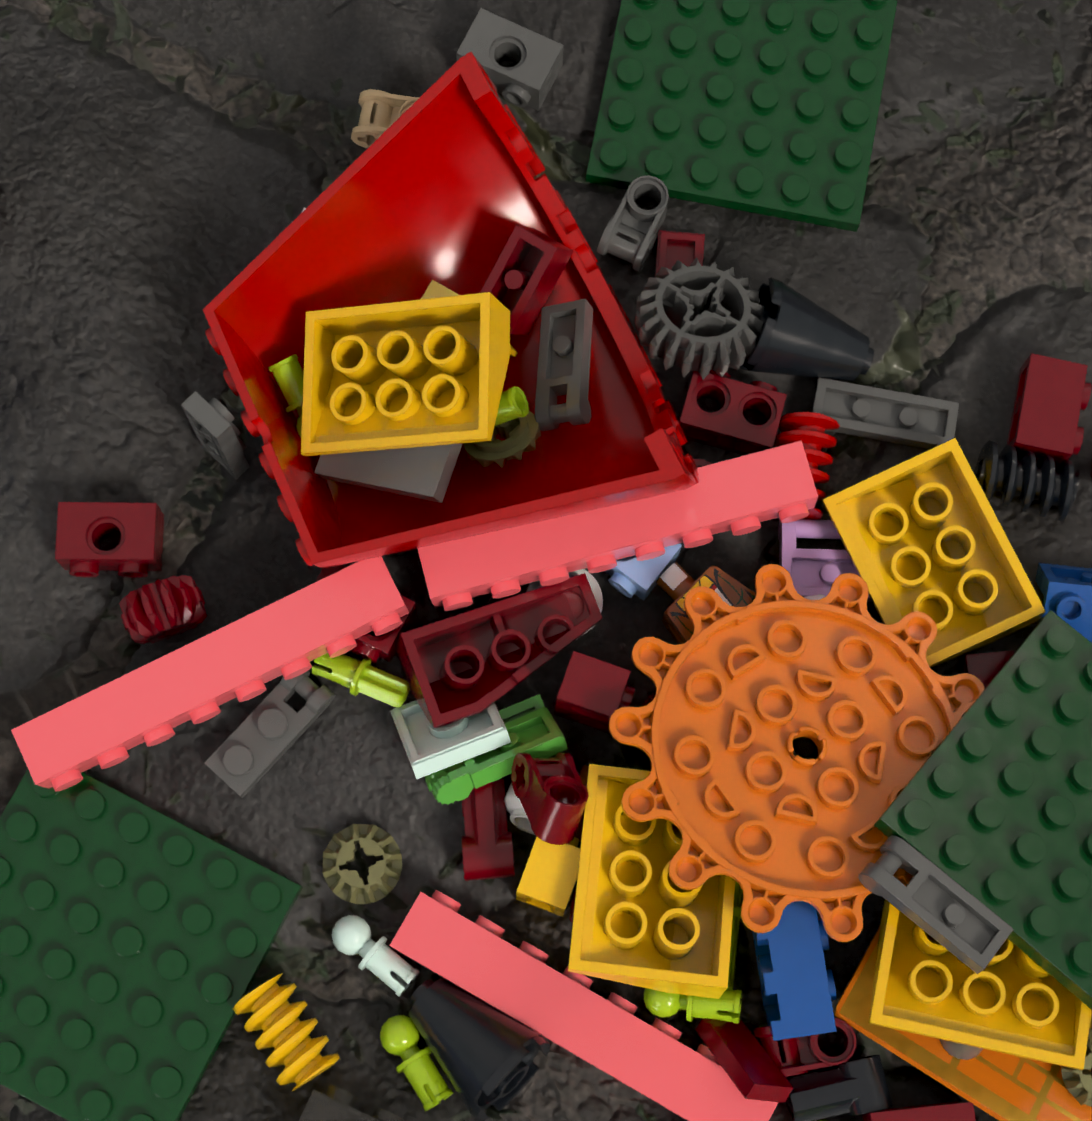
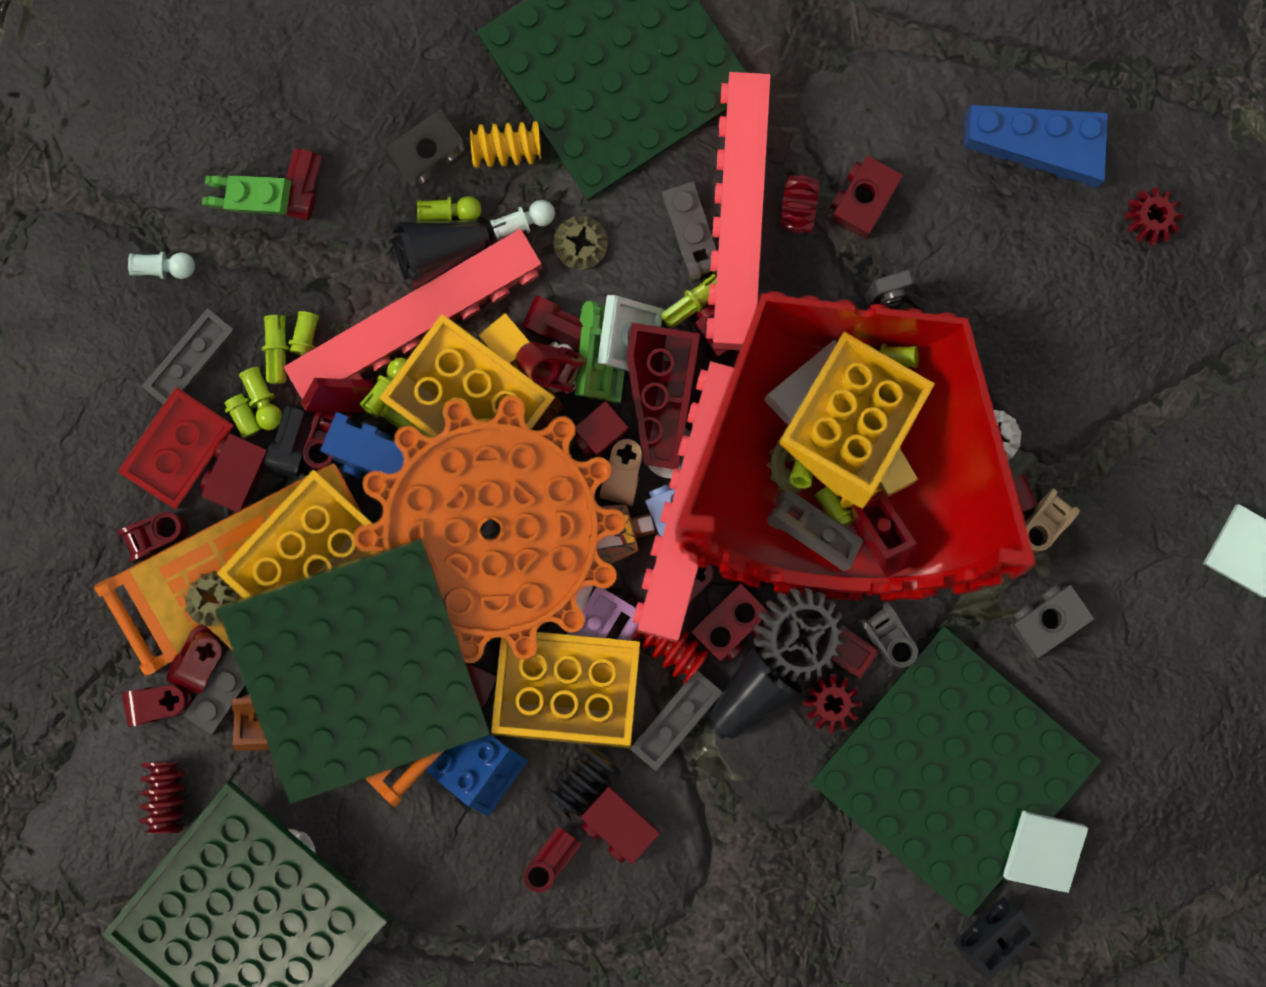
camera: 120 degrees right, 10 degrees up
(523, 365) = (832, 507): none -> lime pin
(622, 634) = (624, 477): none -> tan piece
(738, 238) = (835, 692): none -> dark red gear
(936, 904) = (353, 542): dark grey plate -> none

